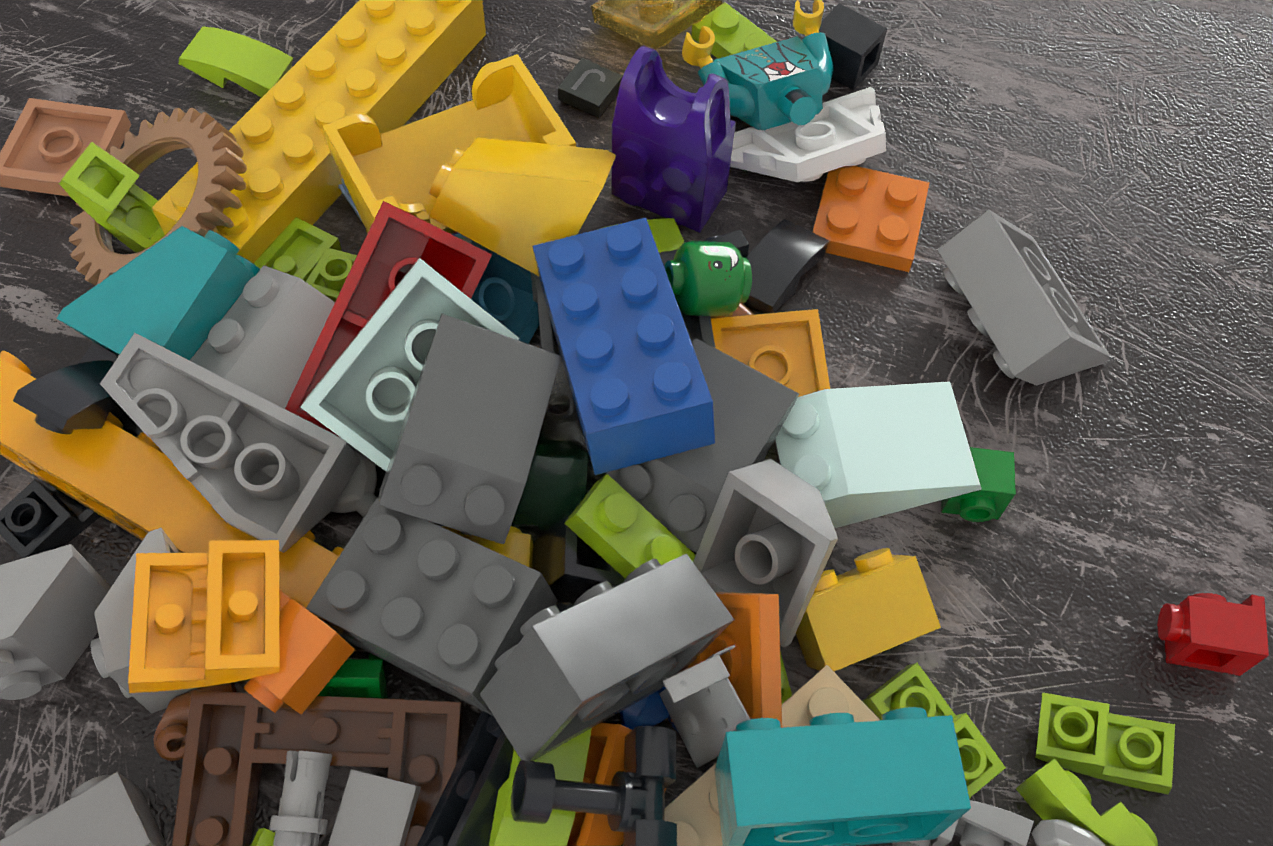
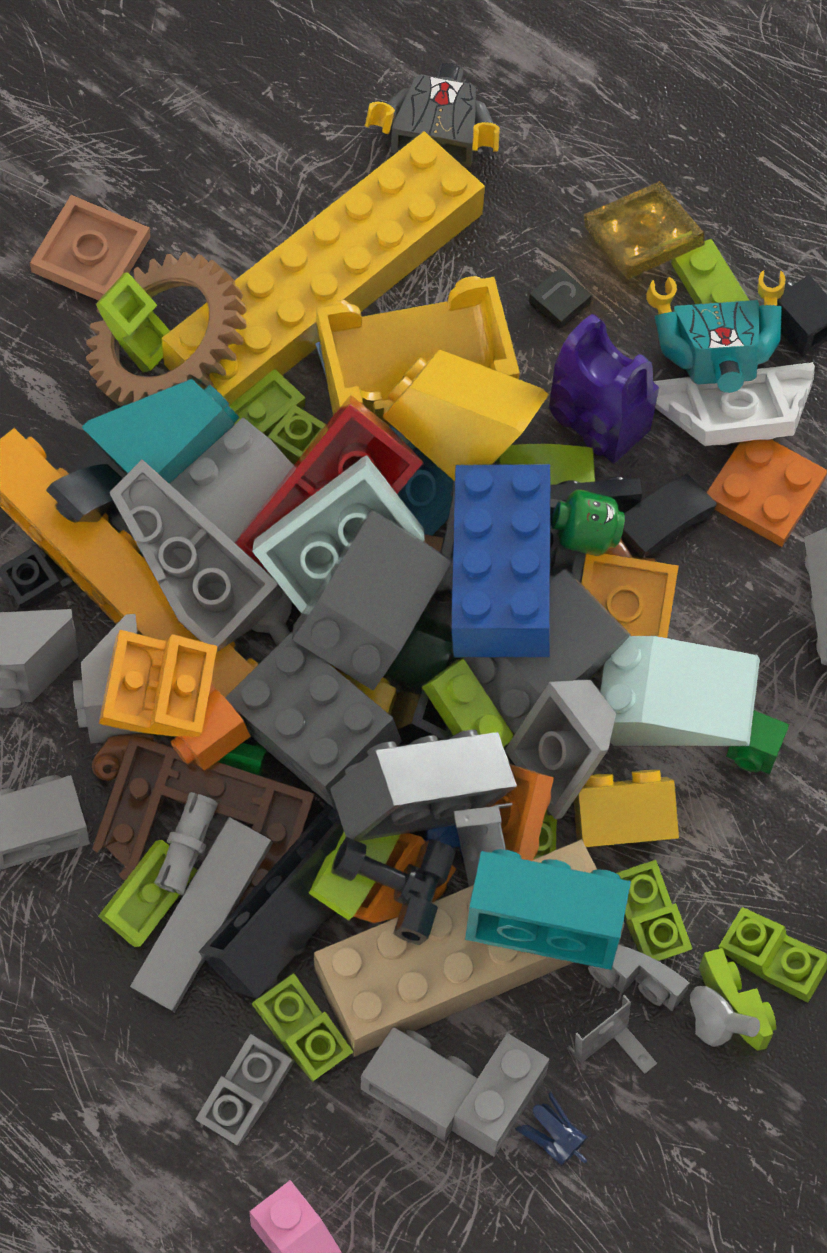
camera: 15 degrees right, 5 degrees up
(227, 56) = (252, 192): lime slope -> none

